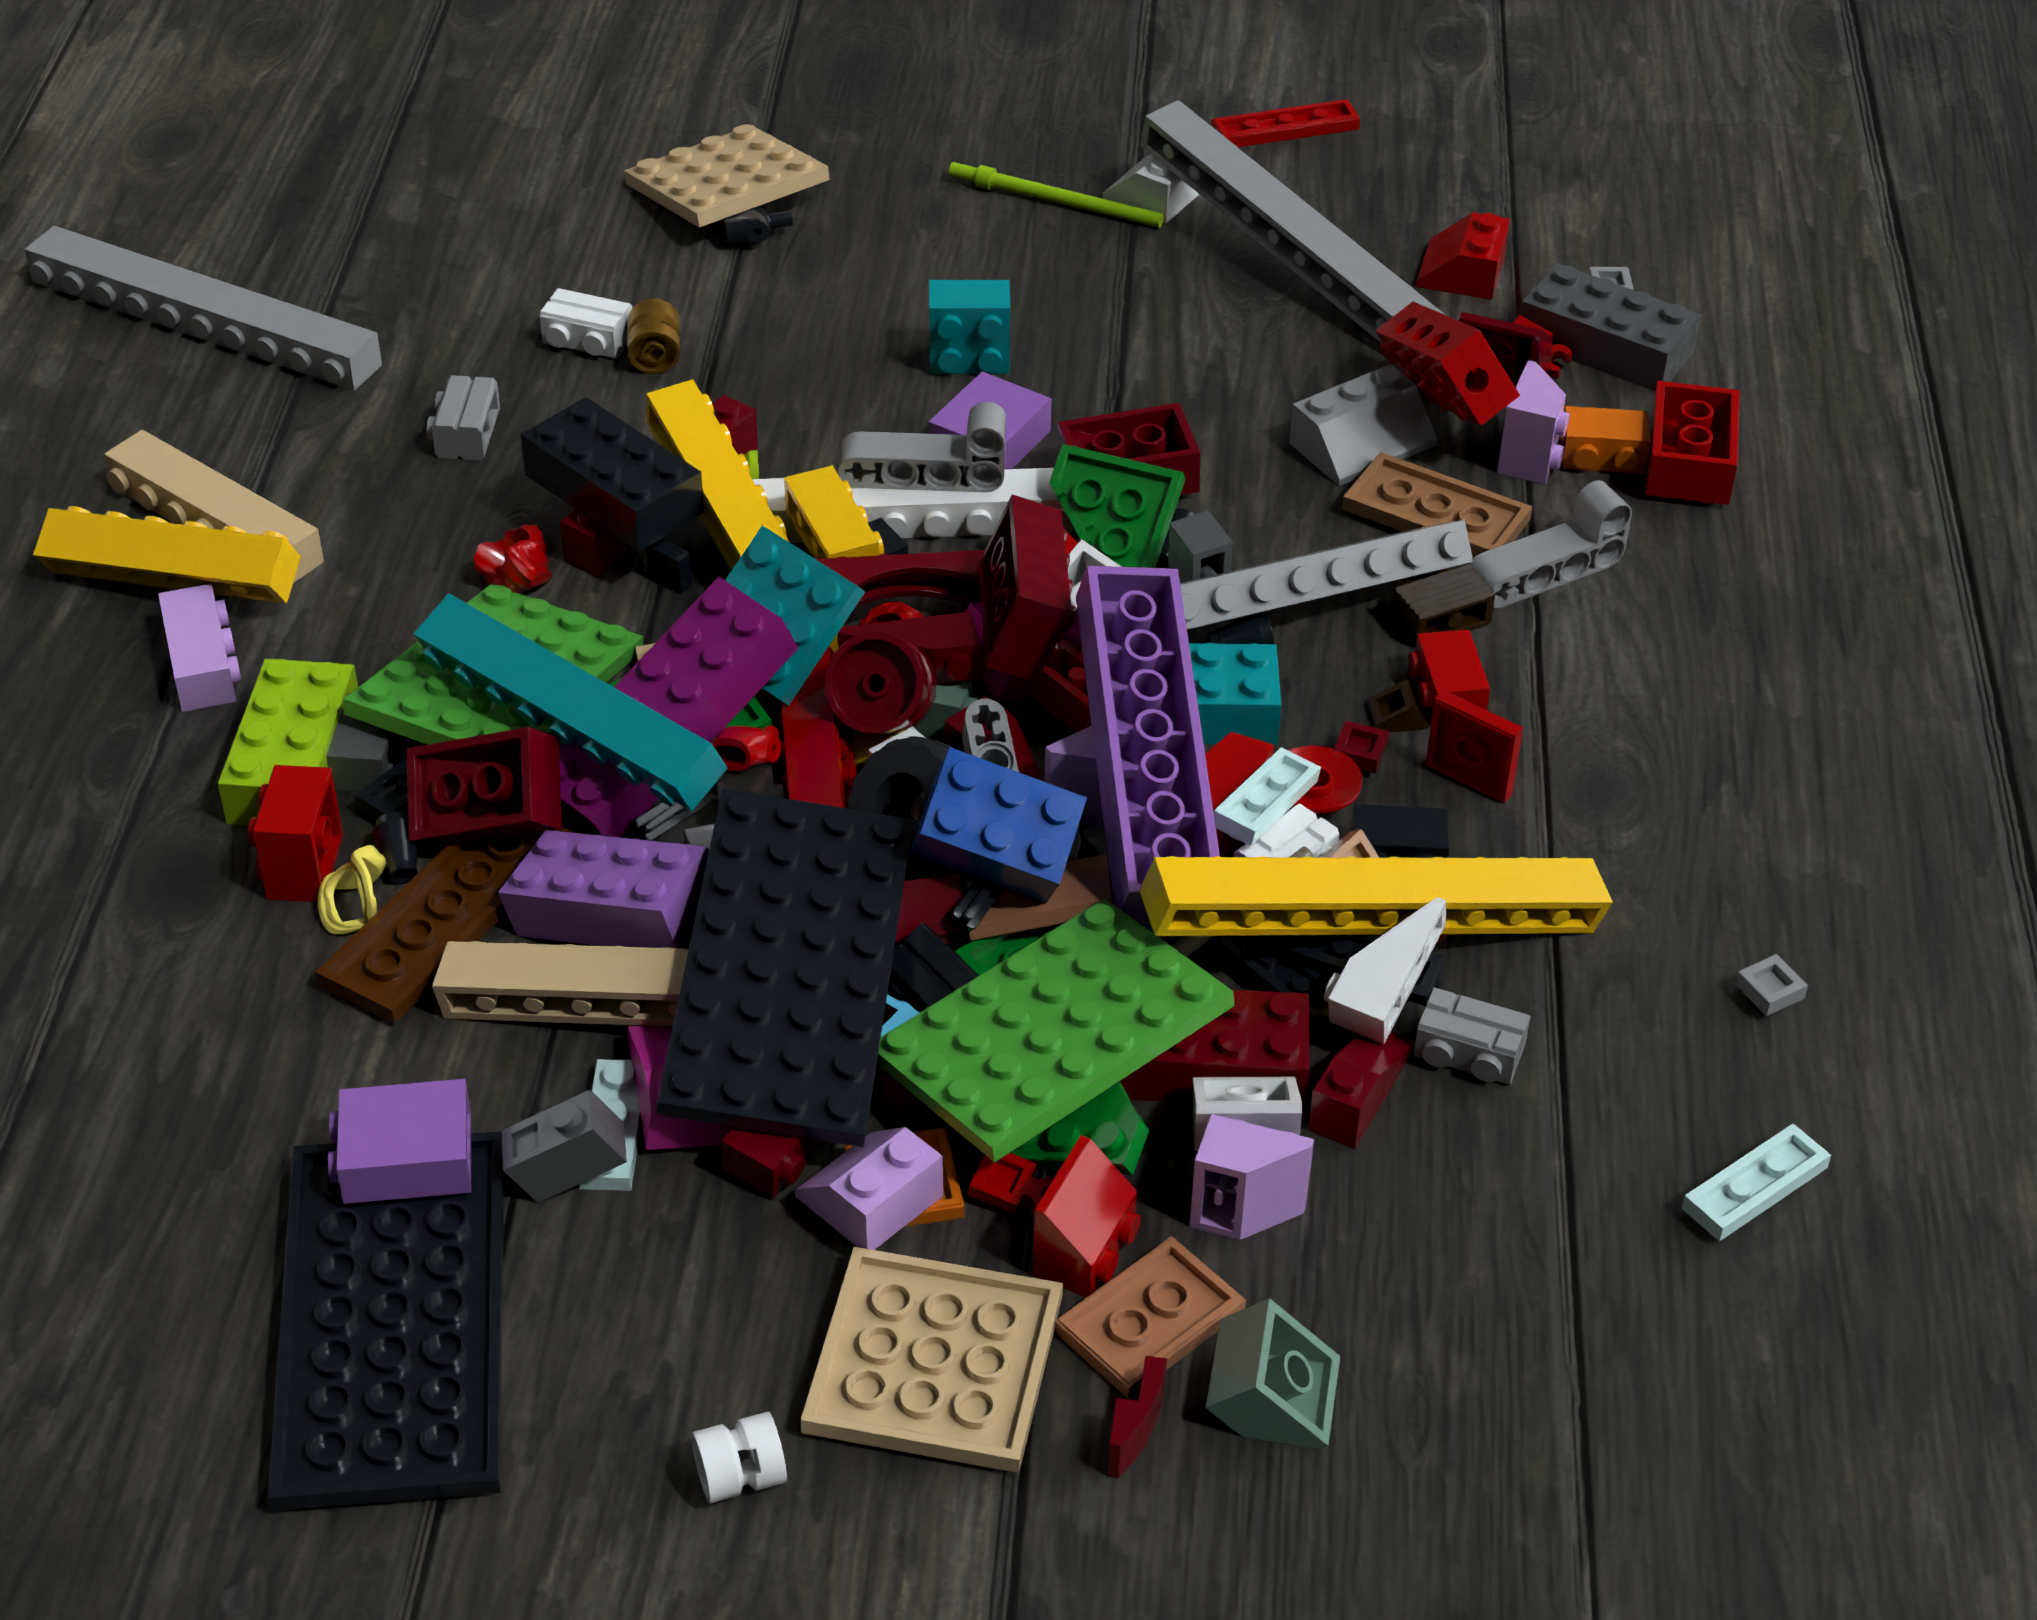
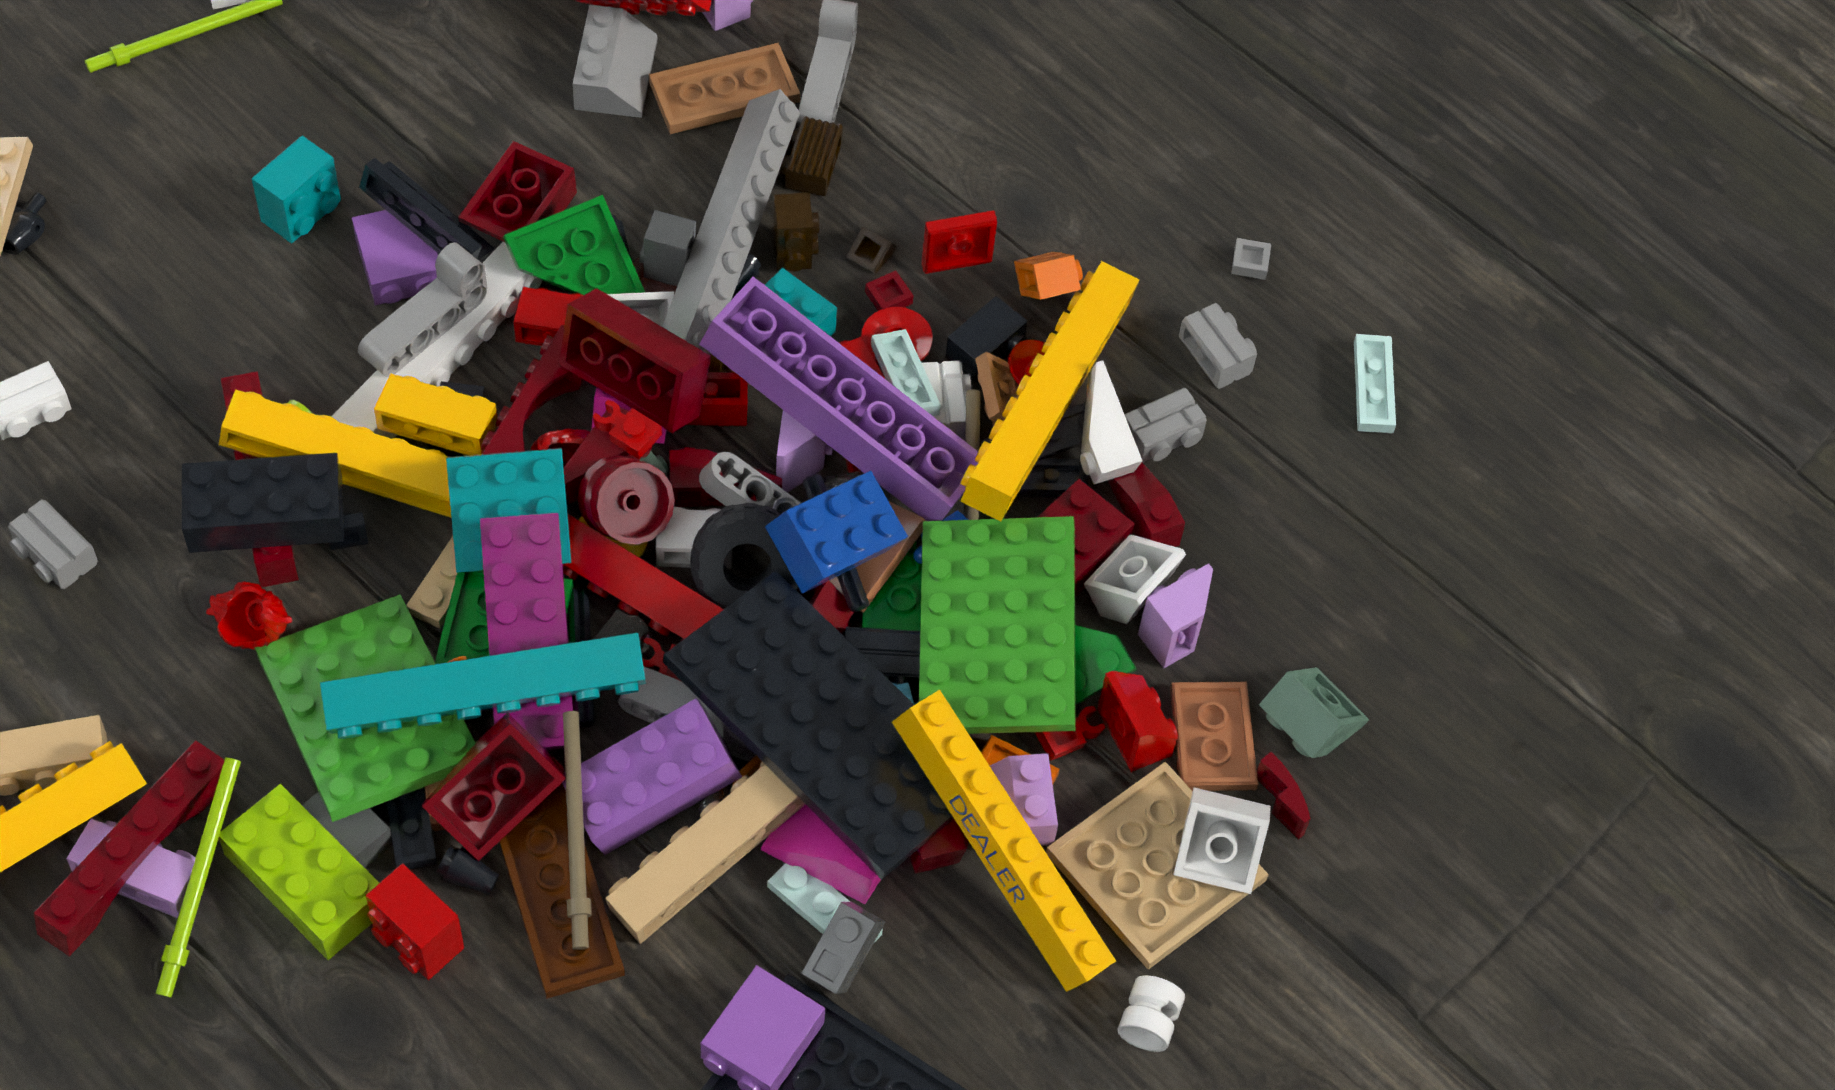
camera: 55 degrees left, 15 degrees up
(121, 620) = (88, 891): none -> dark red arch
(135, 720) = (175, 954): none -> lime bar
(359, 873) = (468, 904): light yellow piece -> none
(423, 928) = (579, 905): none -> dark tan bar
(653, 336) = (86, 369): pearl gold wheel -> none
(747, 746) = (591, 613): red piece -> none
(790, 1180) = (1003, 841): none -> yellow brick
(950, 633) = (631, 431): none -> red plate
(1006, 1377) = (1222, 840): none -> white slope
(1025, 402) = (419, 210): none -> black fence
(1329, 631) = (794, 231): none -> dark brown brick
(1450, 664) = (879, 203): red brick -> none
(1520, 827) = (1048, 275): none -> orange brick
(1626, 1021) = (1218, 345): none -> light grey brick

